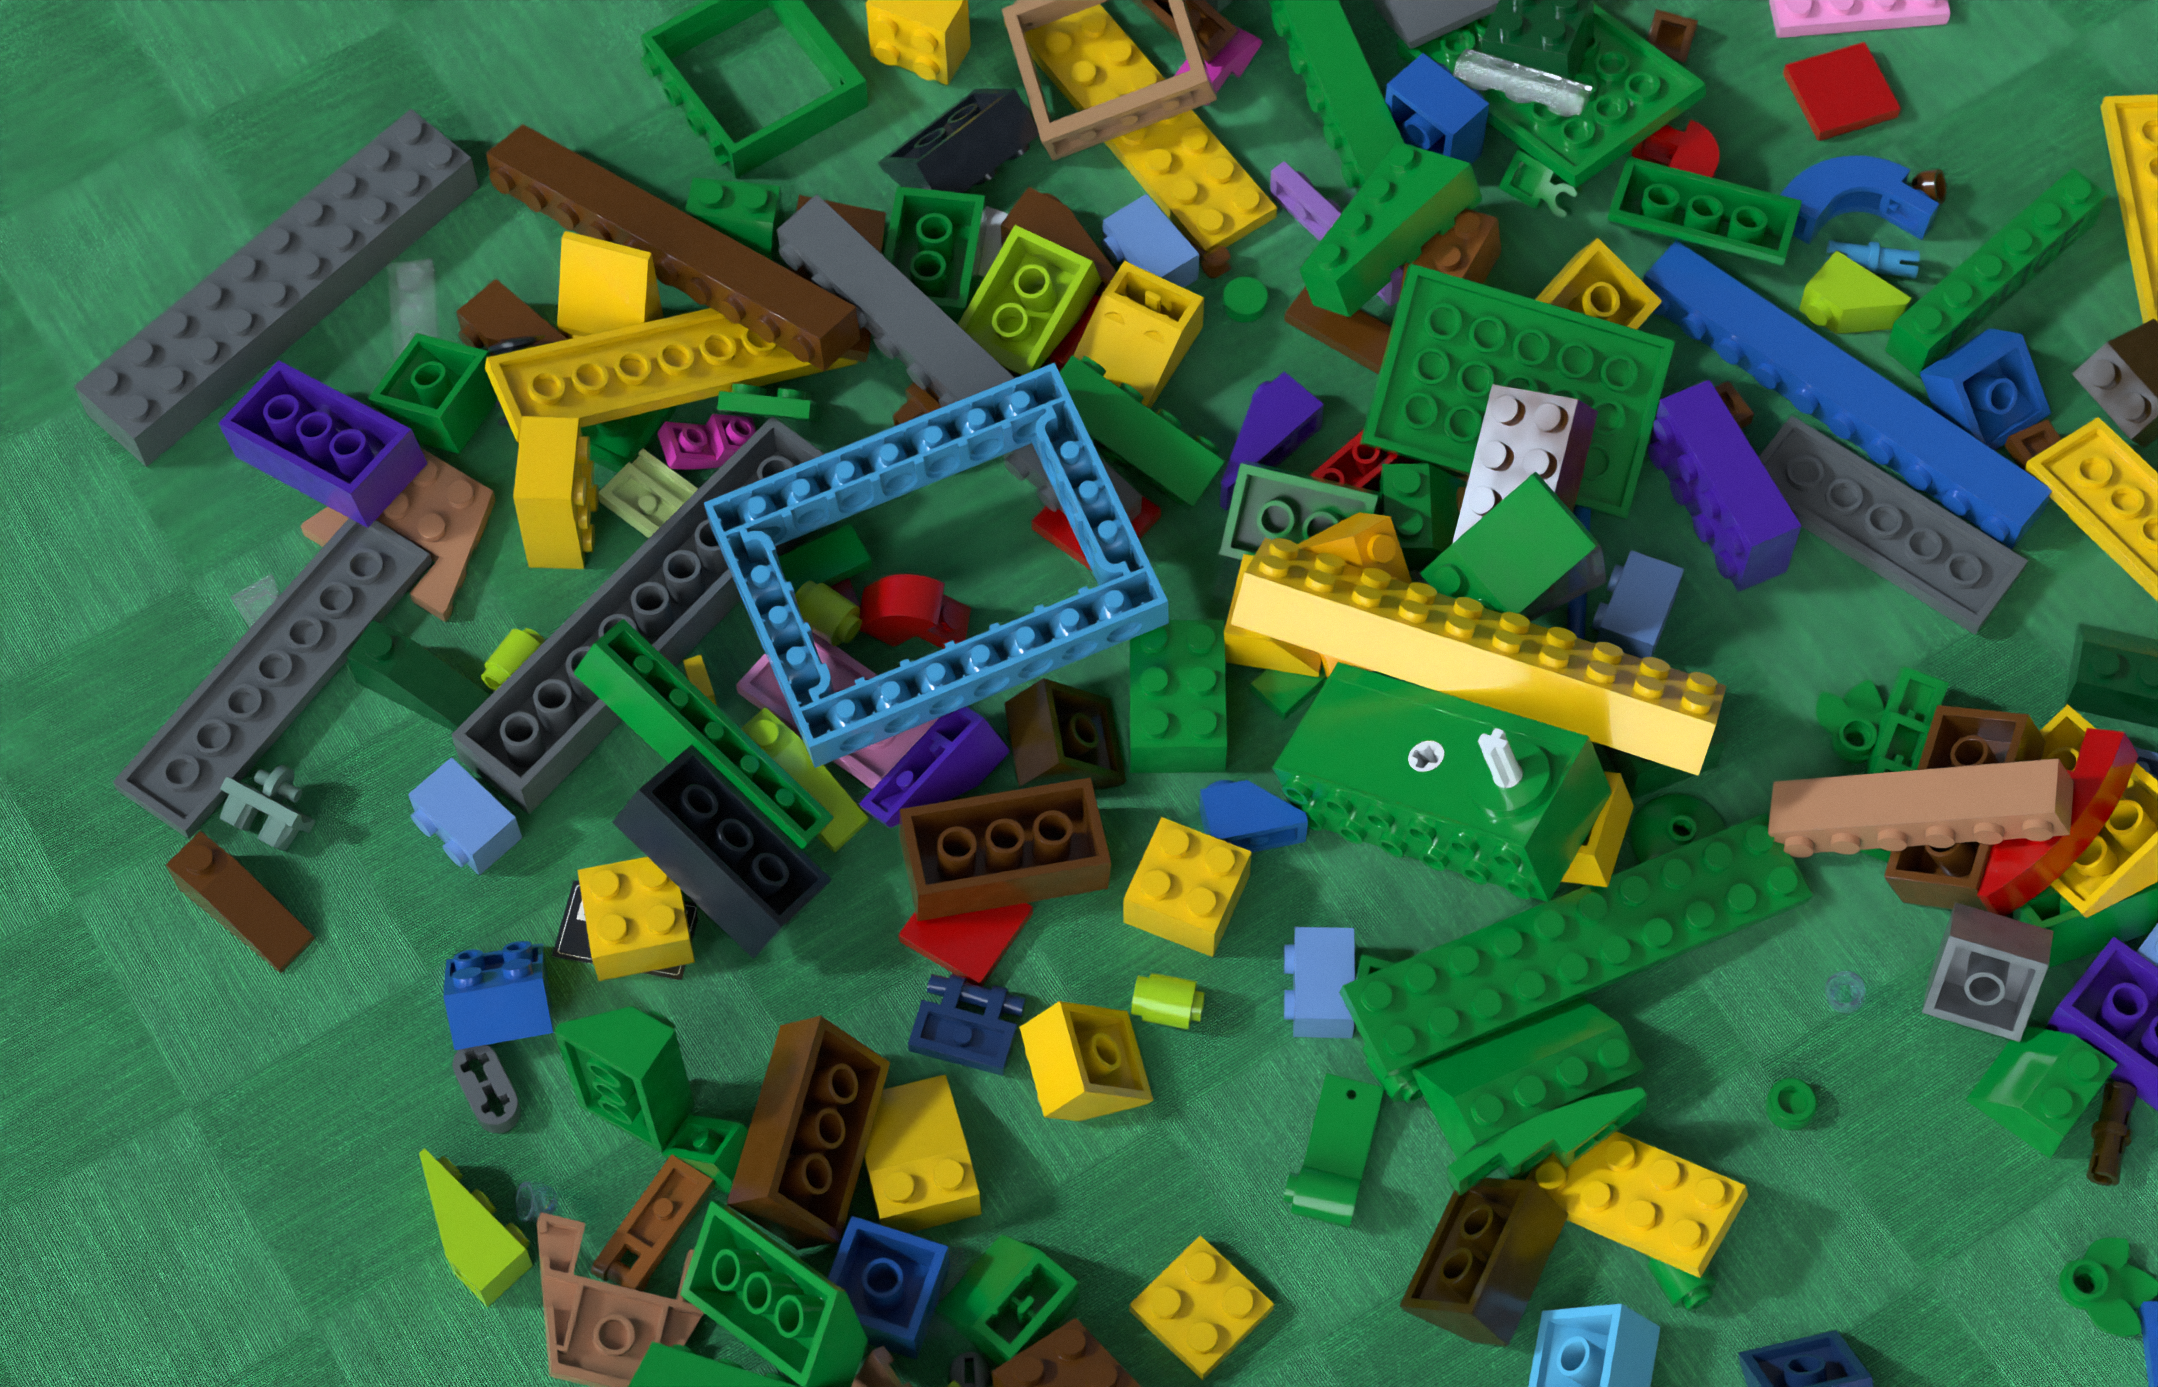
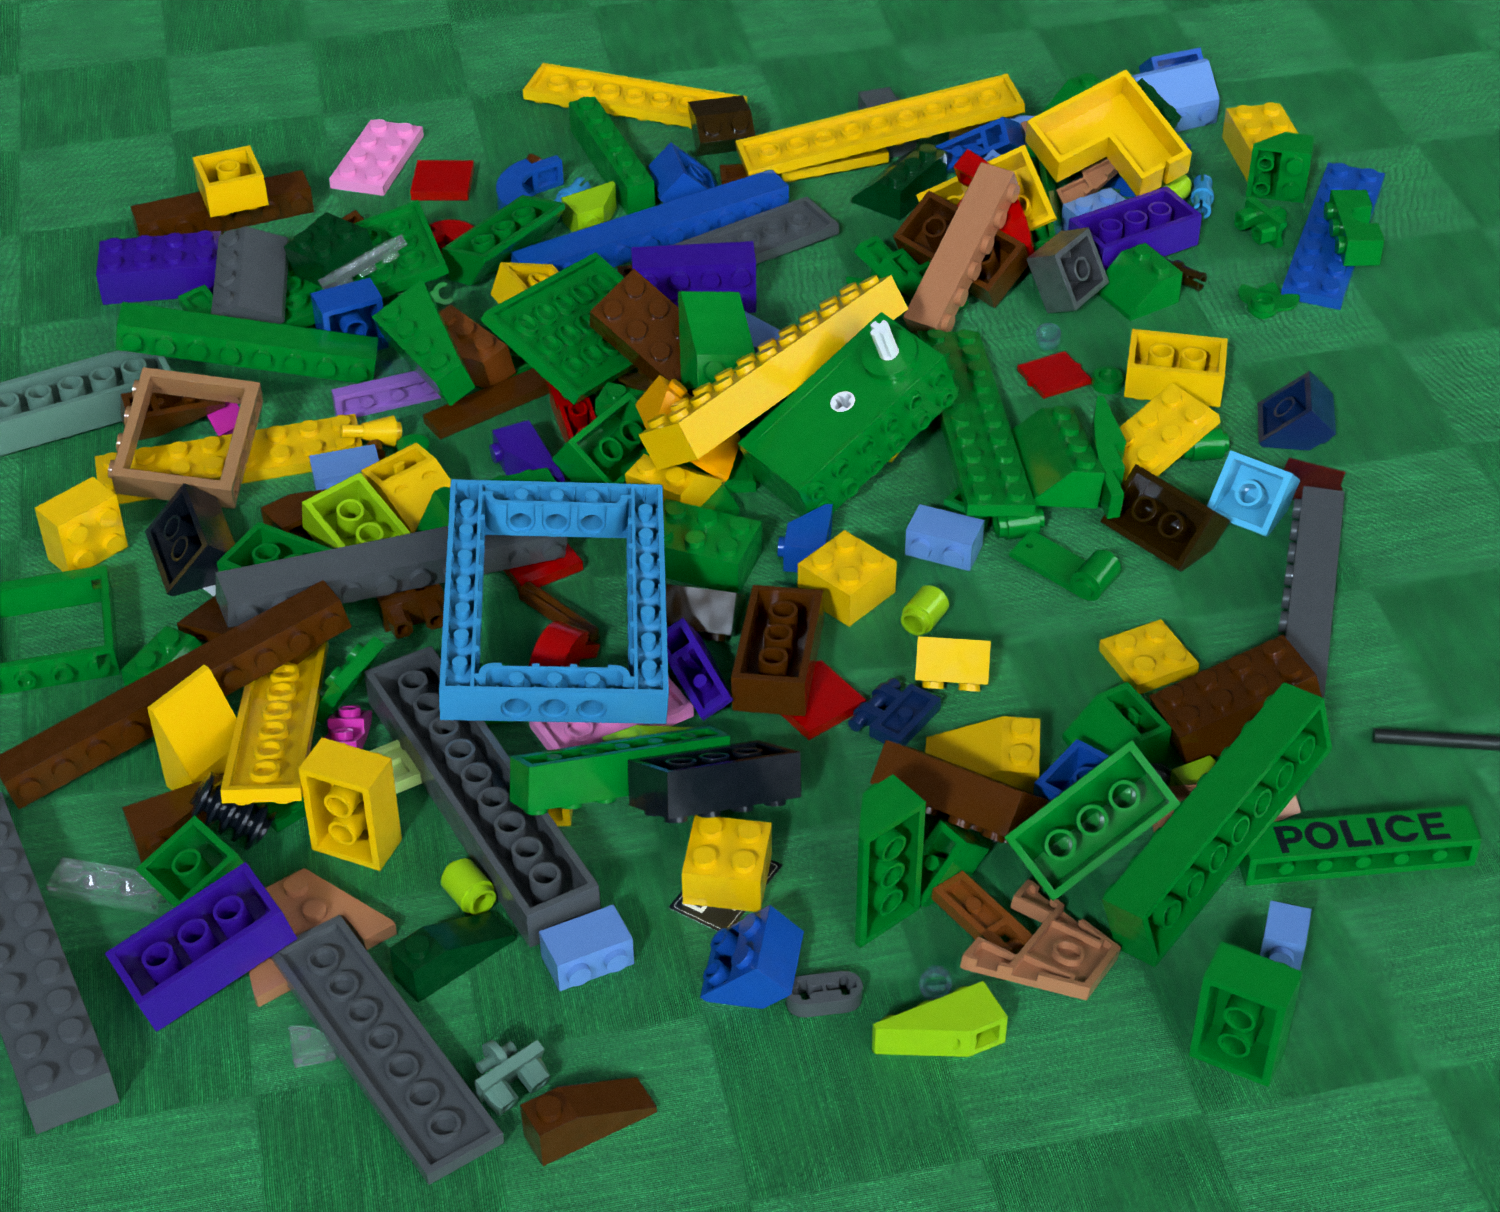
camera: 70 degrees left, 20 degrees down
(1005, 578) = (555, 610): none -> reddish brown axle
(1247, 250) = (383, 429): none -> yellow cone
(1774, 1027) = (1054, 374): none -> red piece
(1832, 1188) = (1186, 360): none -> yellow brick

